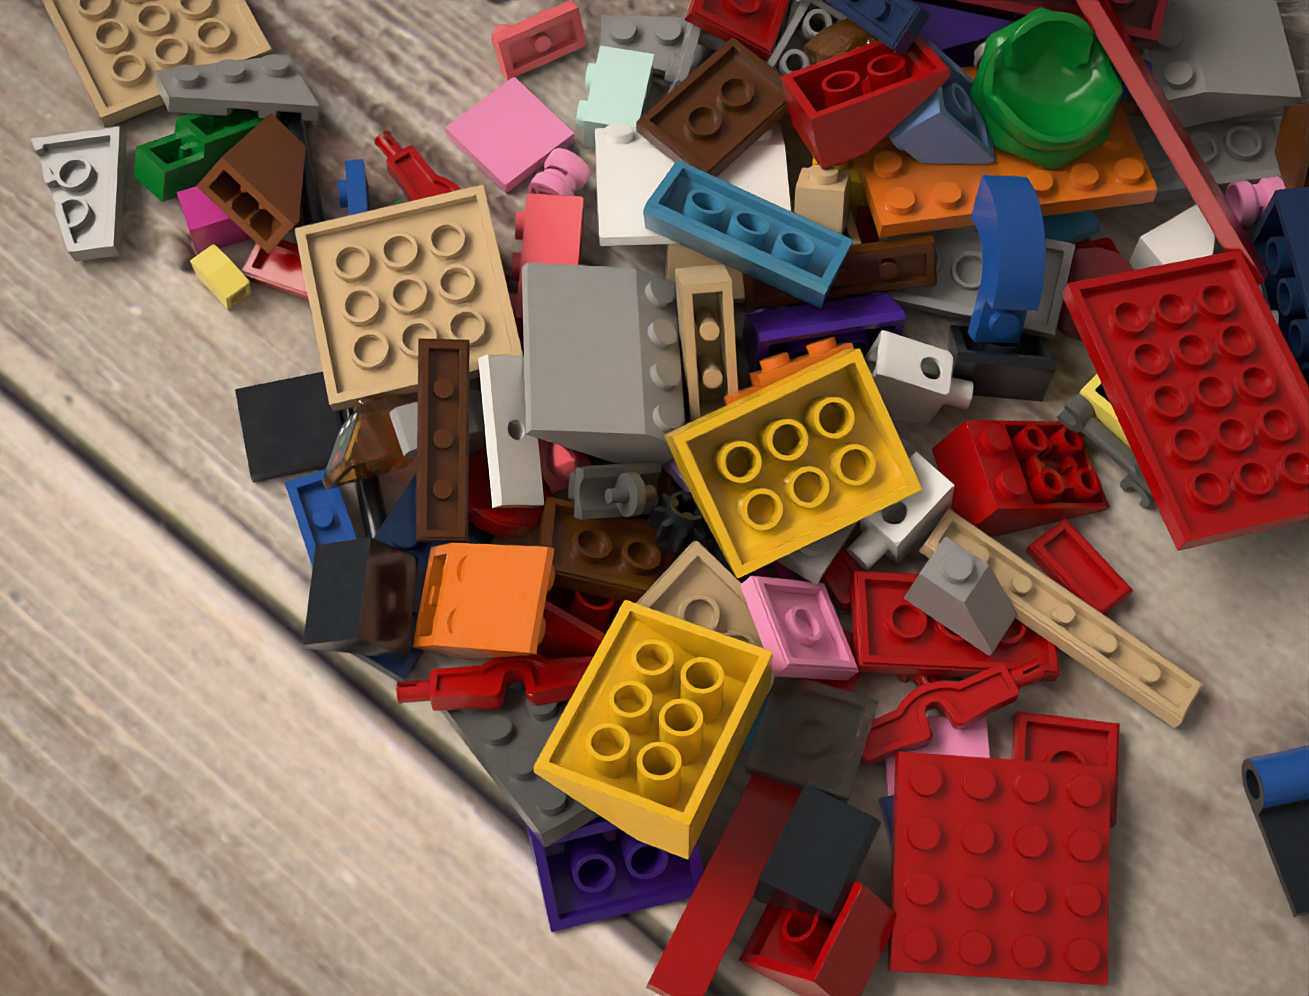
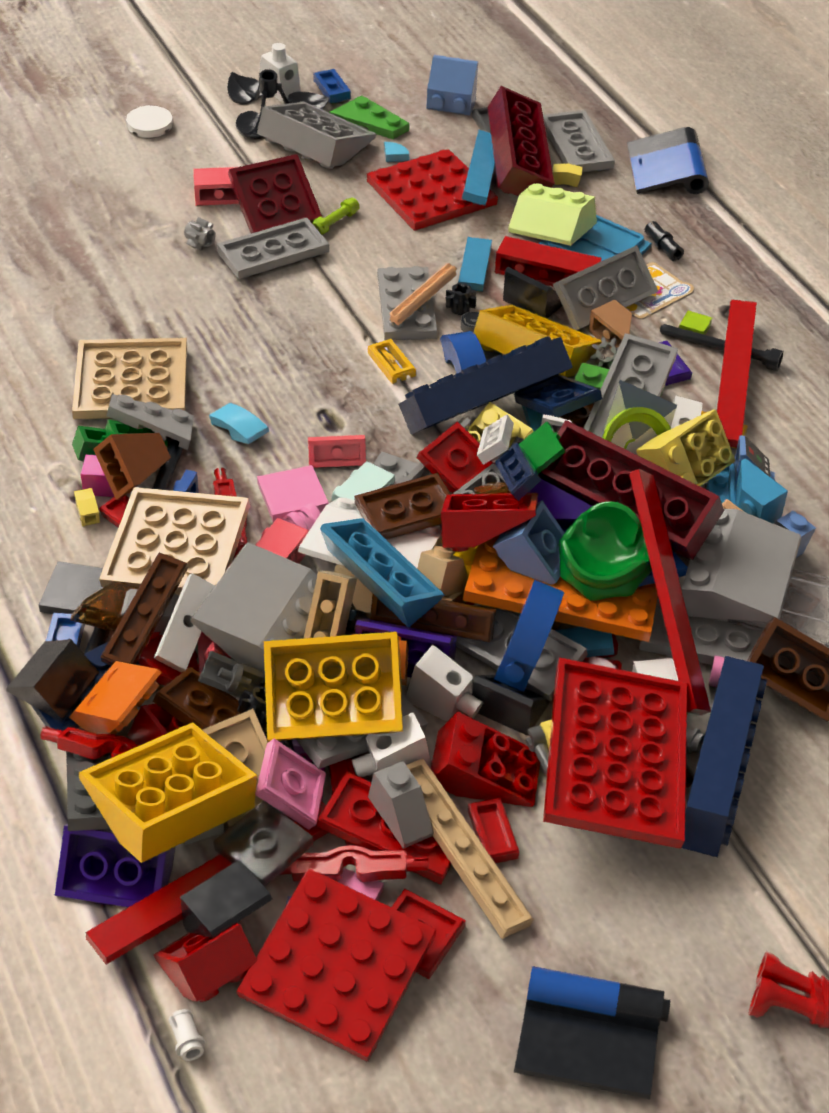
camera: 25 degrees right, 20 degrees down
(87, 188) = (43, 442): wing -> none
(370, 42) = (240, 422): none -> medium azure slope

